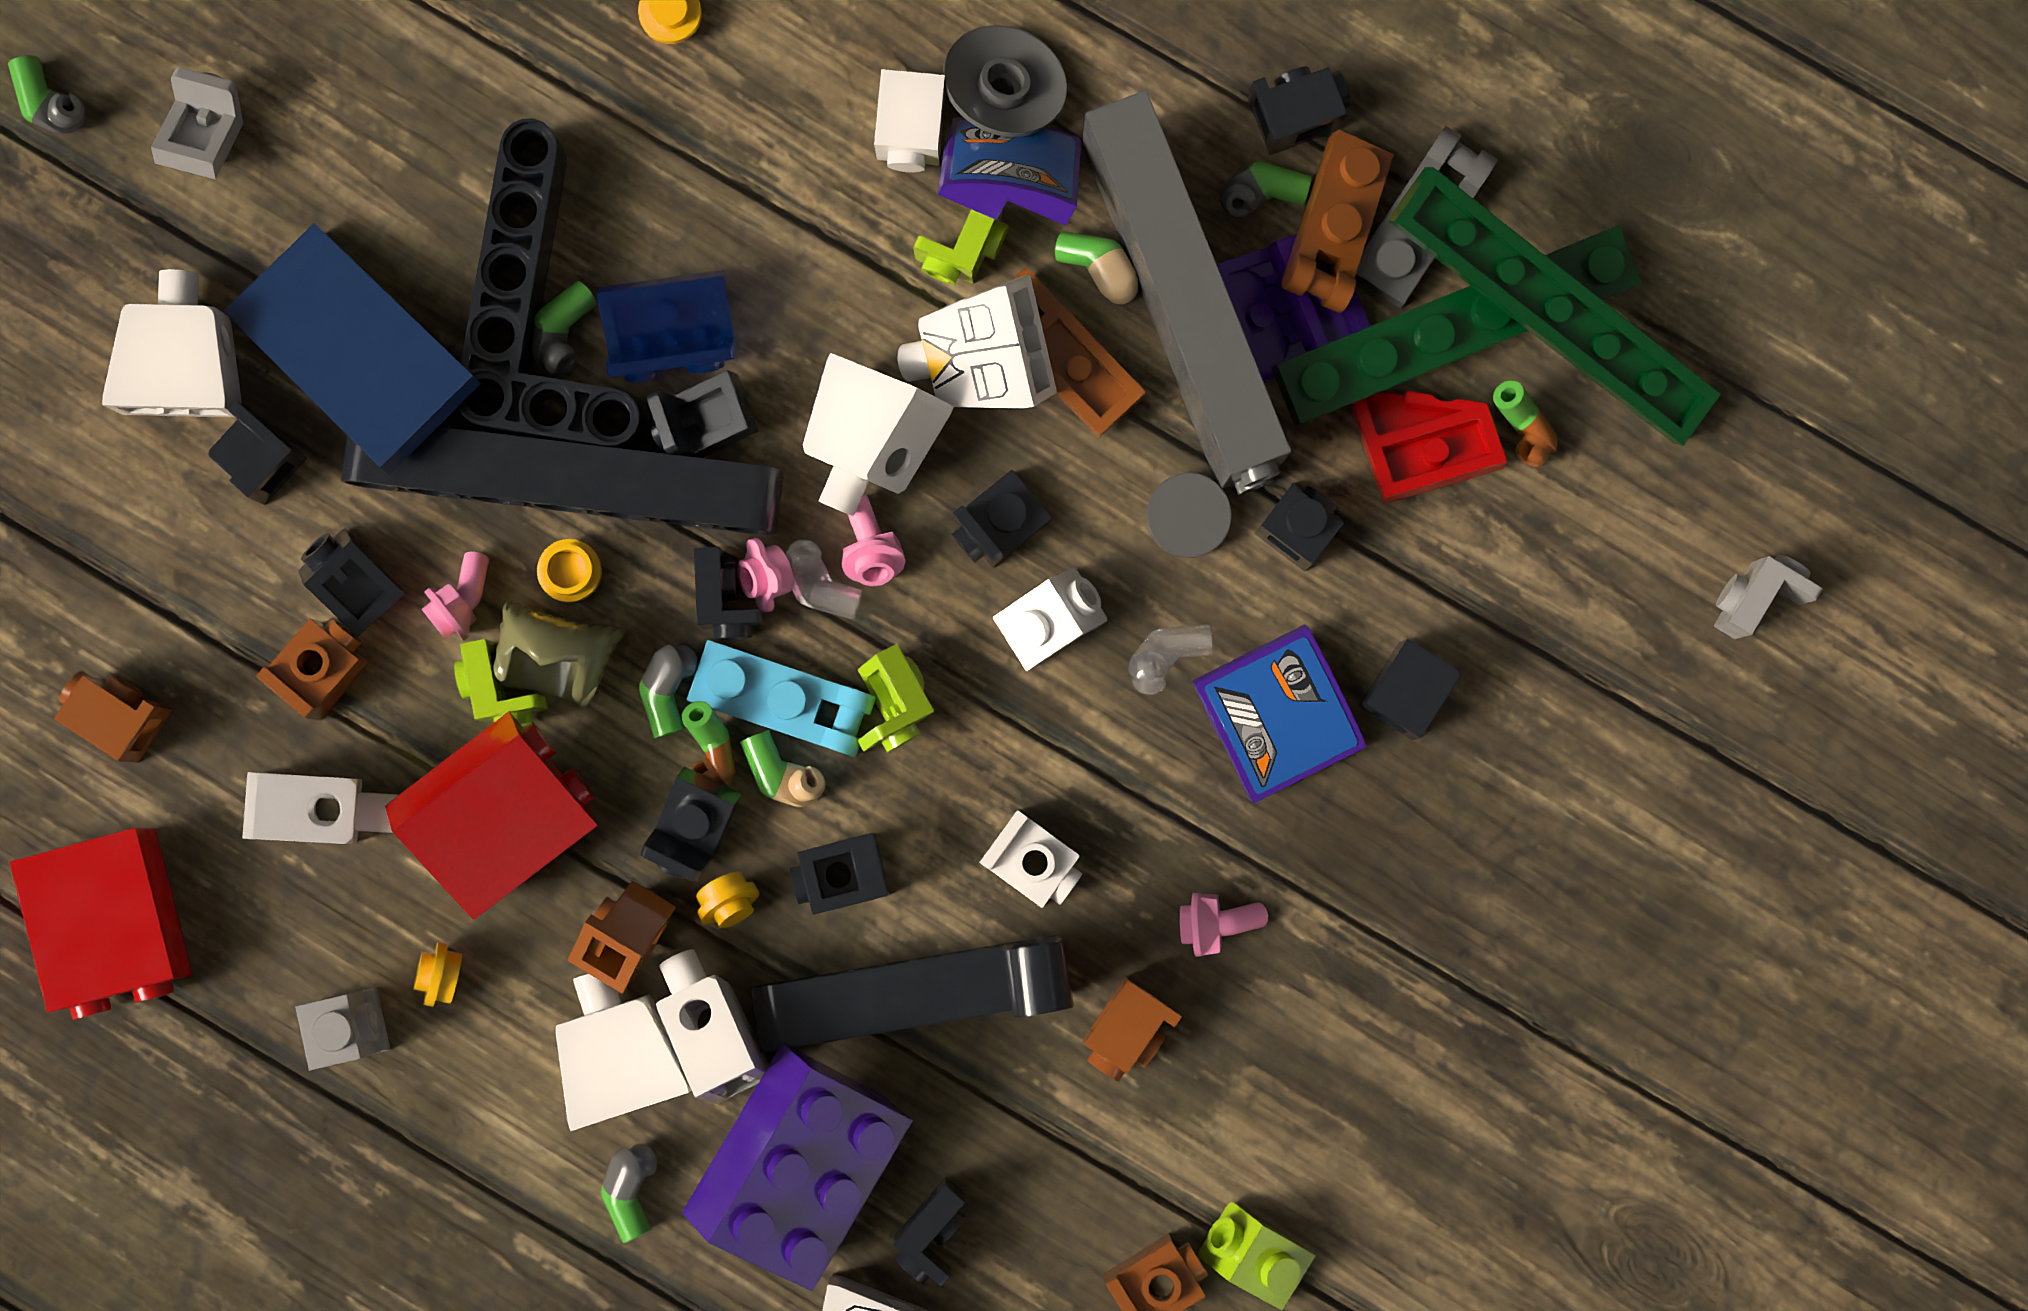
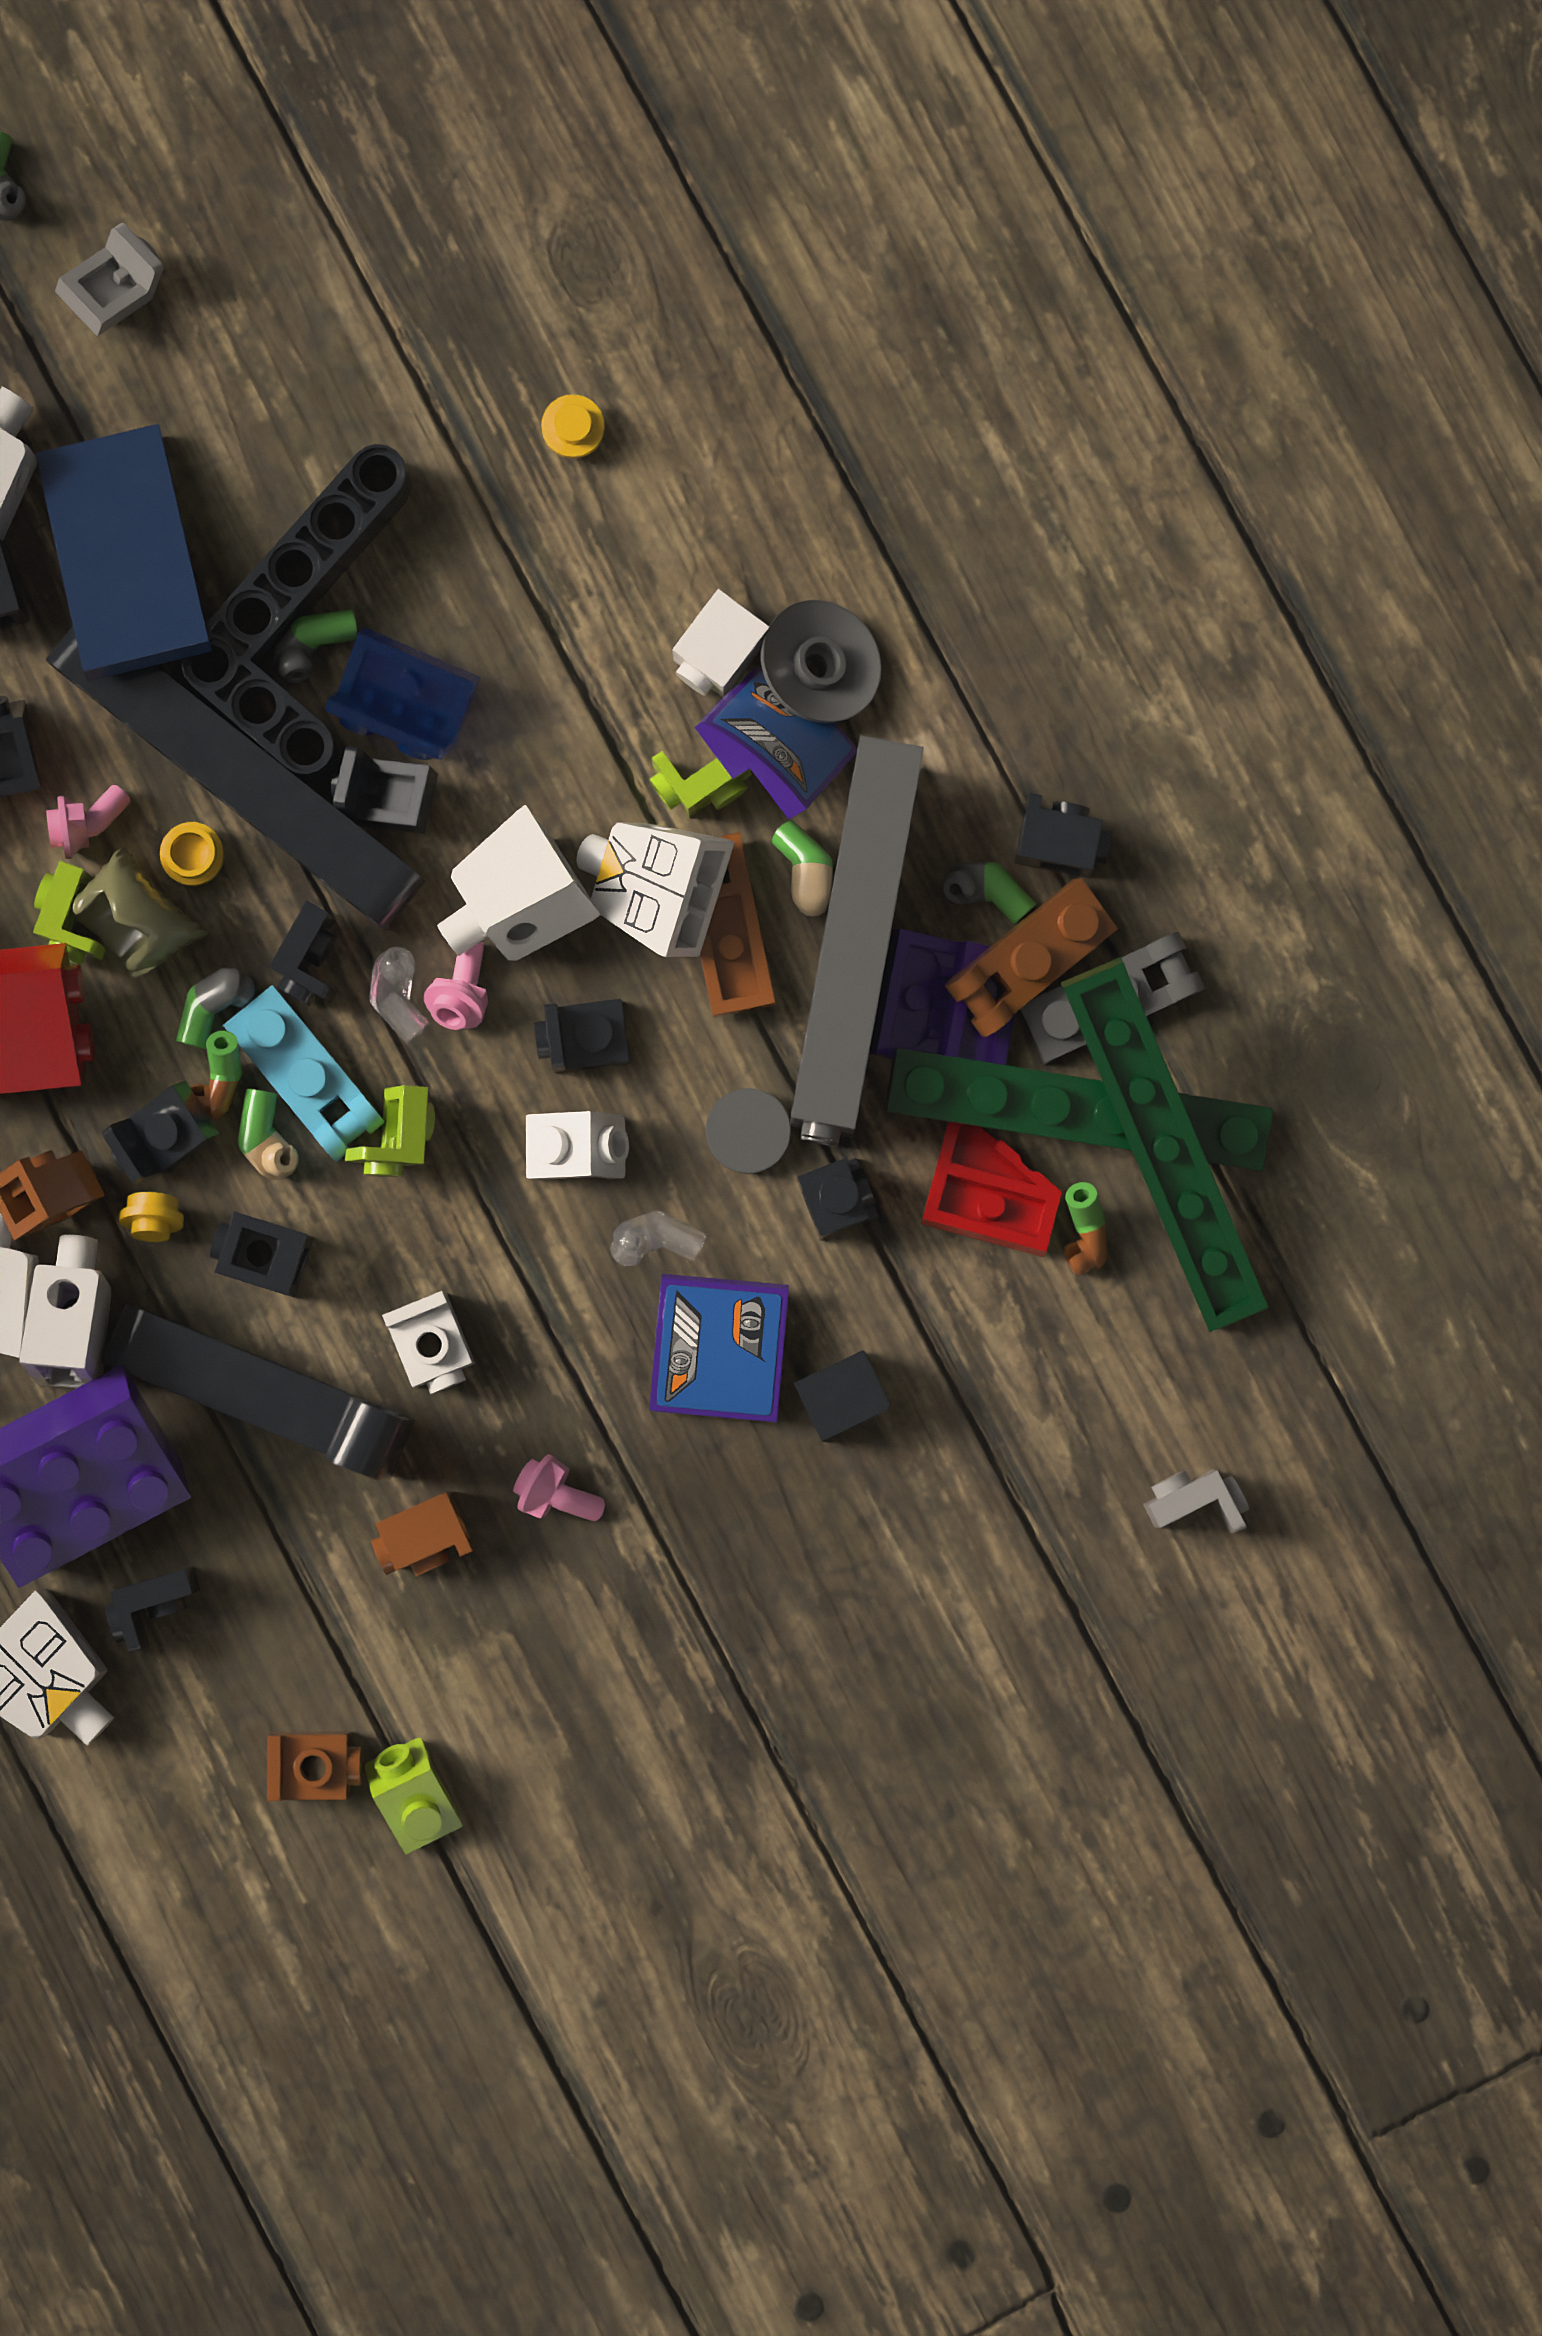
camera: 35 degrees right, 0 degrees up
(764, 574) = (354, 958): bright pink plate -> none

